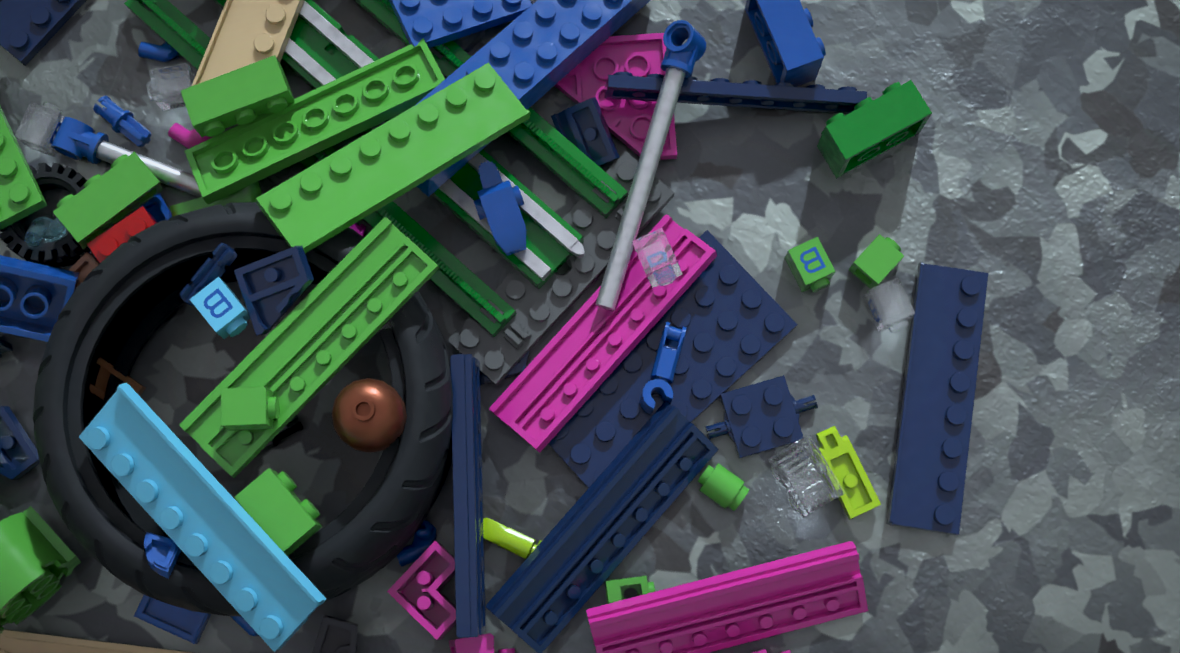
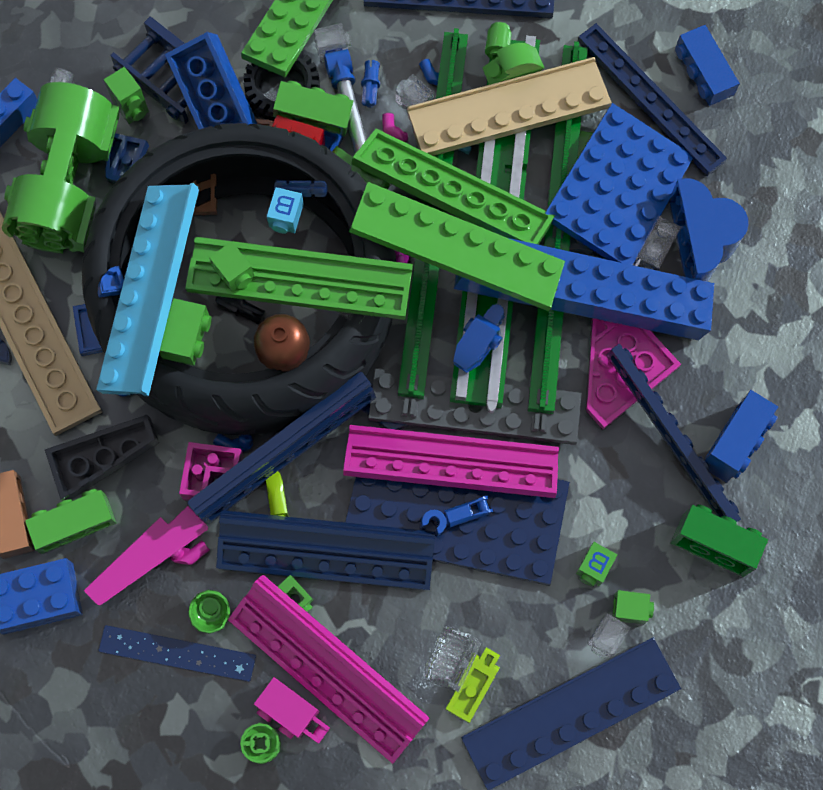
camera: 50 degrees right, 5 degrees down
(43, 228) = (269, 85): clear light blue arm -> none
(237, 97) = (431, 133): bright green brick -> none
(273, 286) = (320, 230): dark blue wing -> none
(587, 130) = (575, 360): dark blue plate -> none
(657, 258) = (522, 459): clear brick -> none
(677, 64) = (674, 377): flat silver piece -> none
(723, 487) = (406, 609): bright green brick -> none
(761, 416) = (471, 603): dark blue plate -> none

